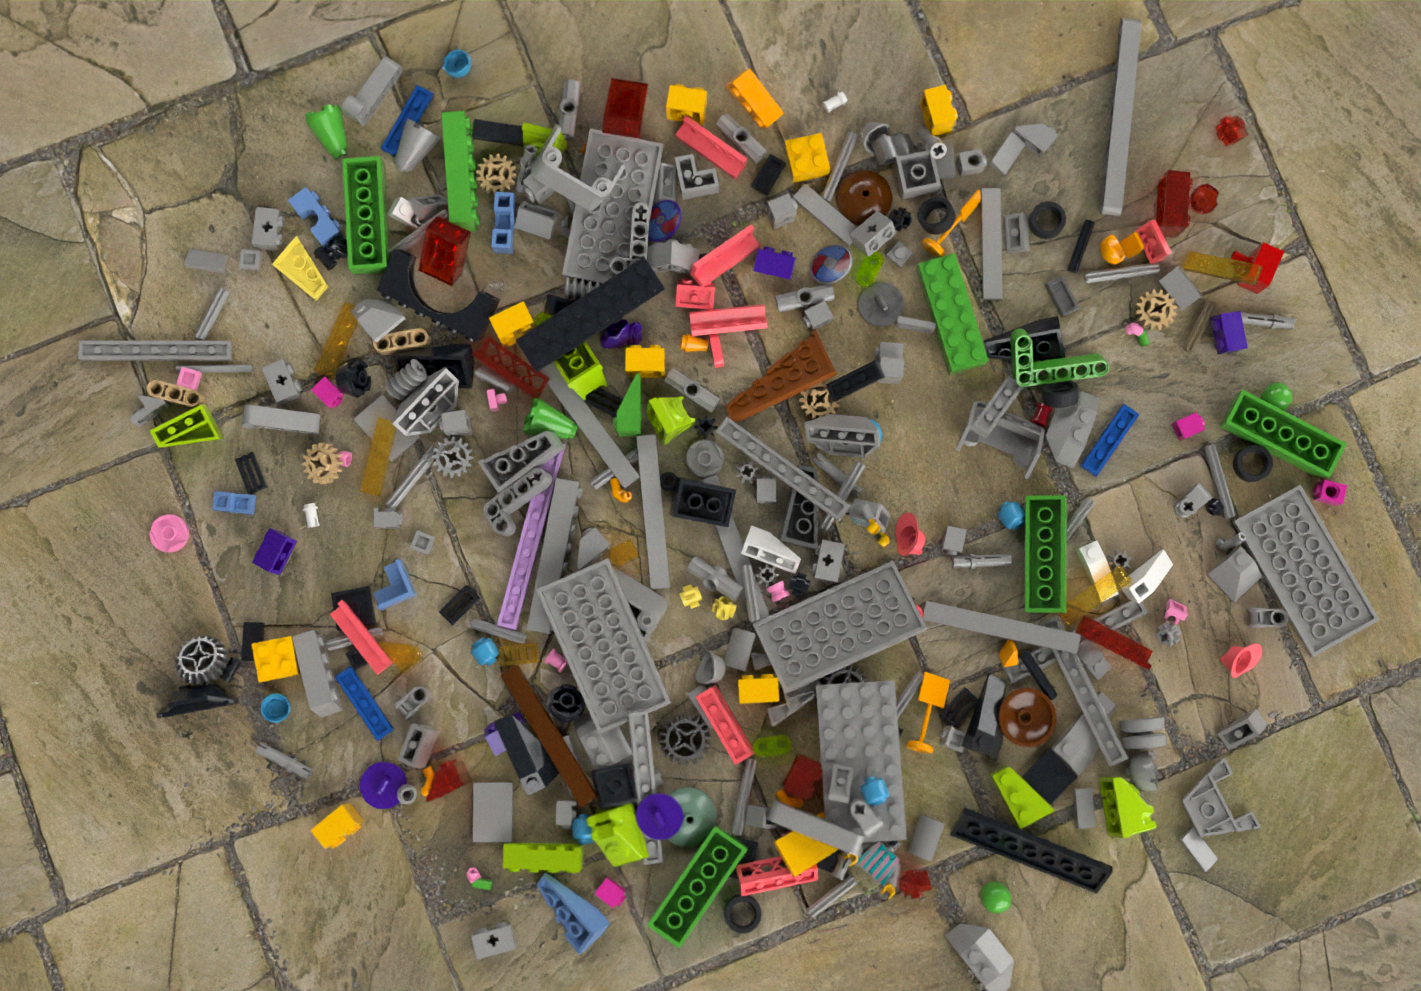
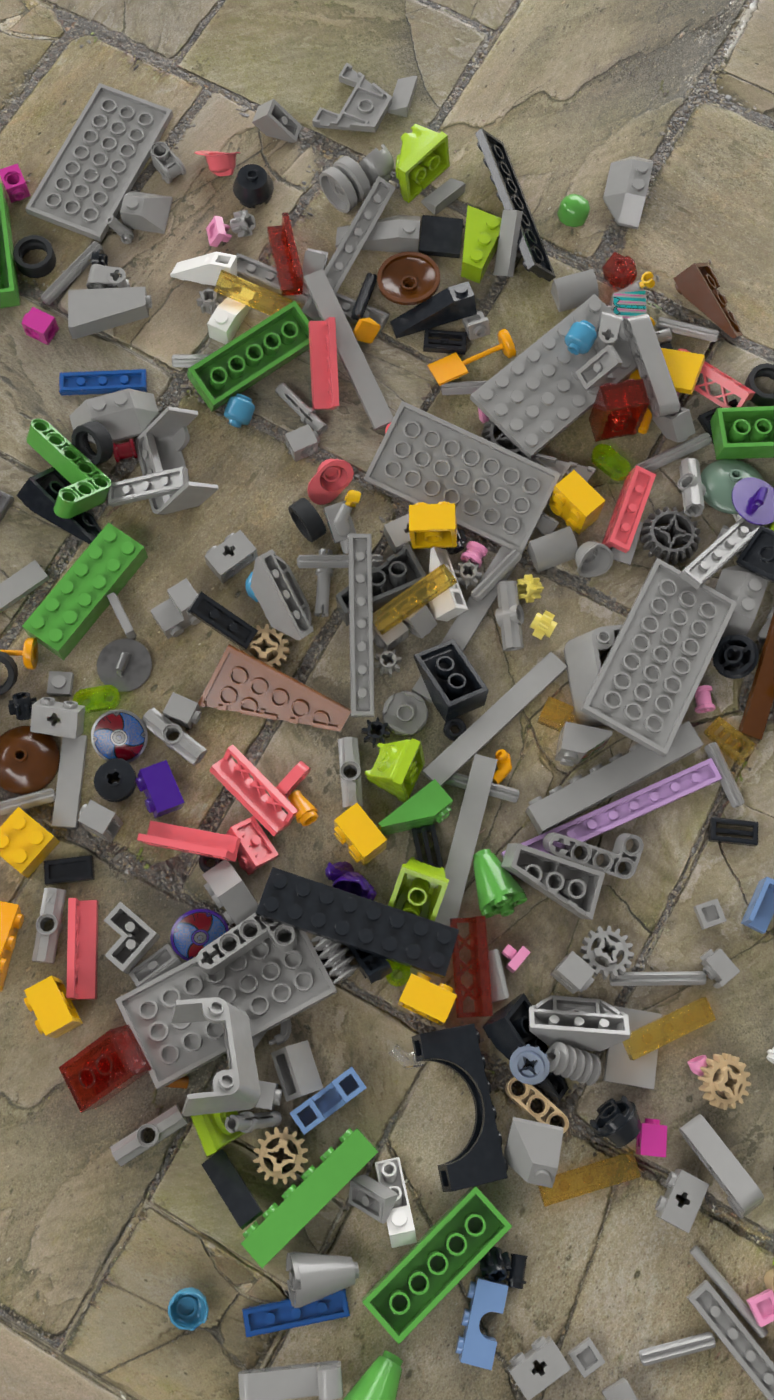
camera: 135 degrees left, 10 degrees down
(299, 268) = (550, 1289): light yellow wing -> none
(417, 235) = (410, 1183): light grey axle -> none
(421, 346) = (527, 1074): none -> sand blue gear
(444, 250) = (410, 1135): clear red brick -> none
(484, 651) = (755, 769): dark azure head -> none
(706, 782) = (691, 487): none -> light grey piece
(761, 514) = (420, 622): none -> light grey brick
(773, 516) = (413, 599): none -> clear yellow tile
(807, 233) = (115, 769): none -> black piece
(809, 572) = (433, 525): none -> yellow brick
(847, 932) = (700, 288): none -> reddish brown wedge
(889, 495) = (307, 519): none -> black tyre
(903, 416) = (241, 553): none -> light grey brick
(999, 813) = (508, 243): none -> light grey tile
(1001, 597) = (323, 364): none -> coral fence
(1169, 480) = (105, 308): none -> light grey slope
(1197, 667) = (253, 186): none -> black cone

